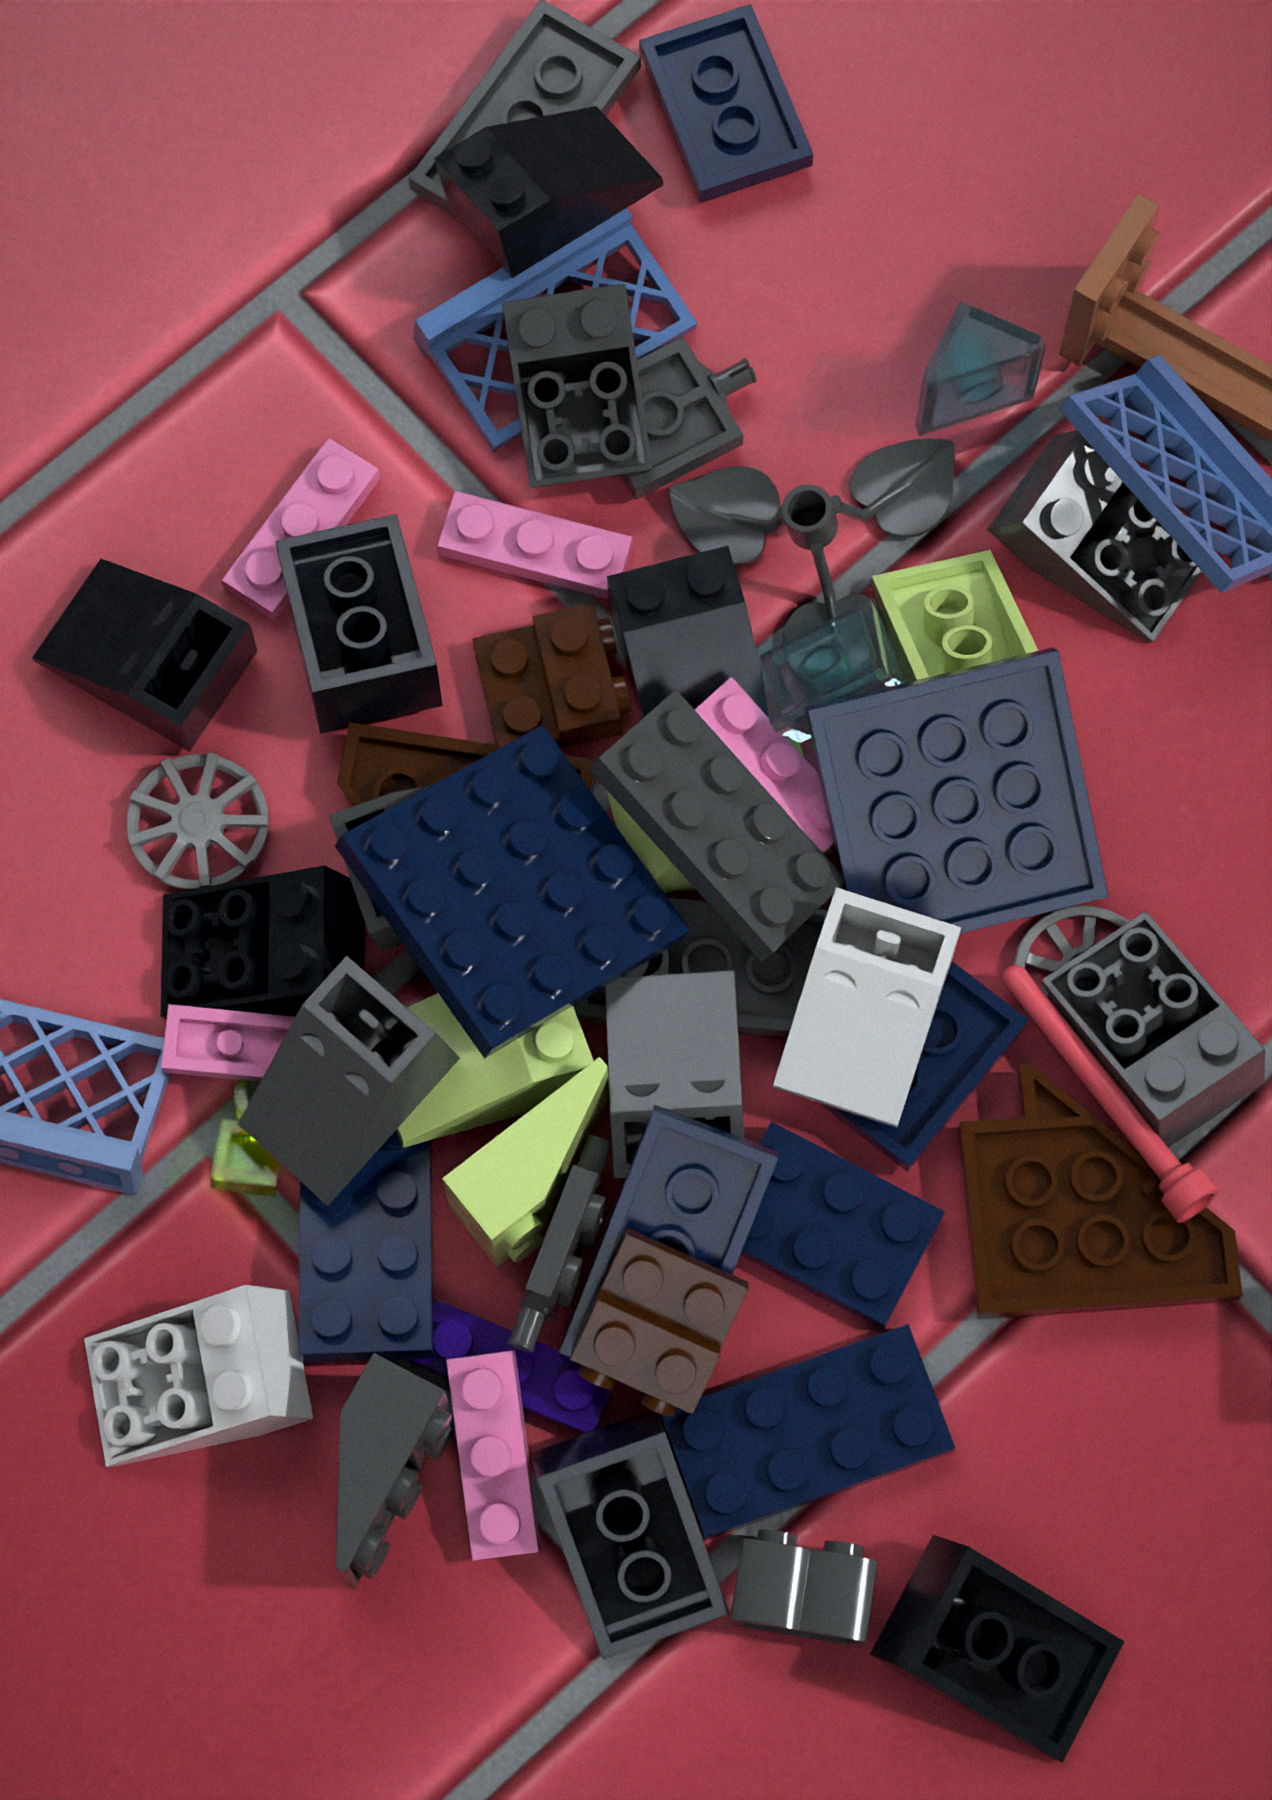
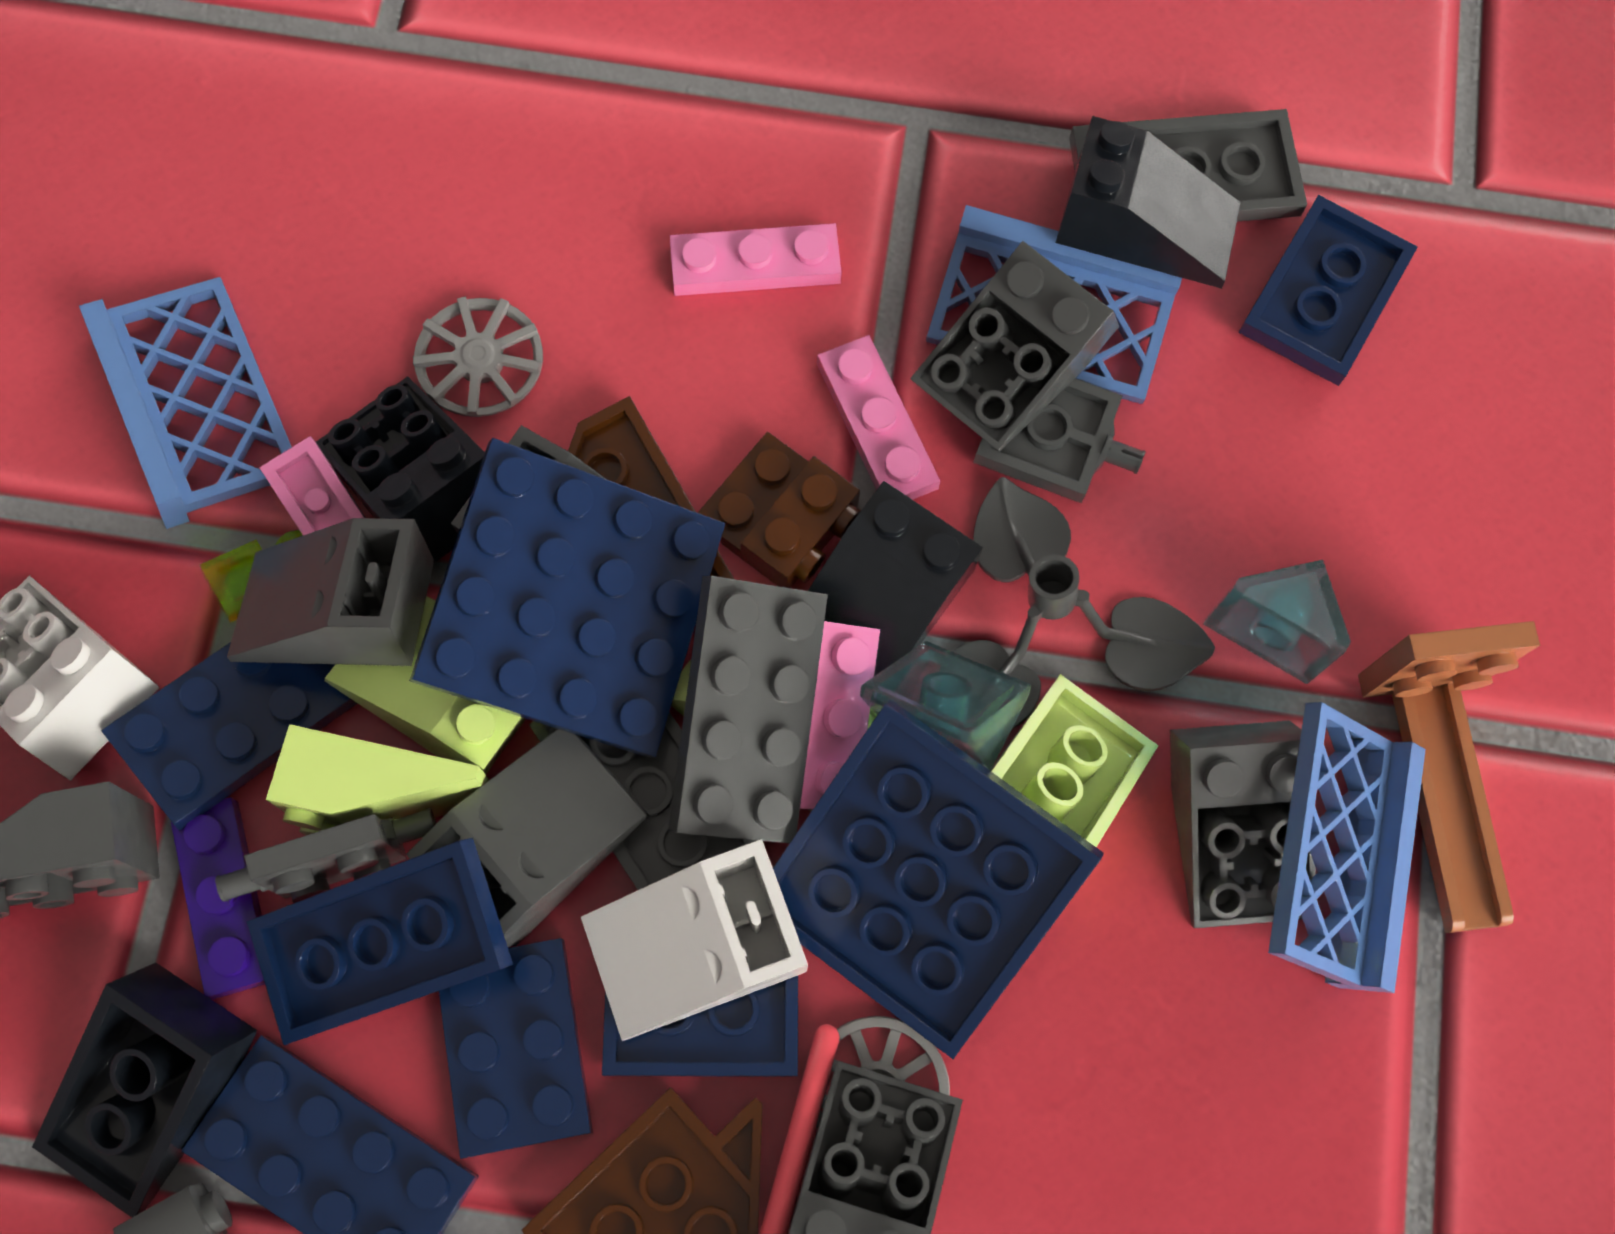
camera: 45 degrees right, 0 degrees up
(149, 650) = (573, 231): black slope -> none
(359, 623) = (706, 345): black slope -> none
(493, 1455) = (132, 931): bright pink plate -> none
(657, 1324) = (308, 980): reddish brown plate -> none

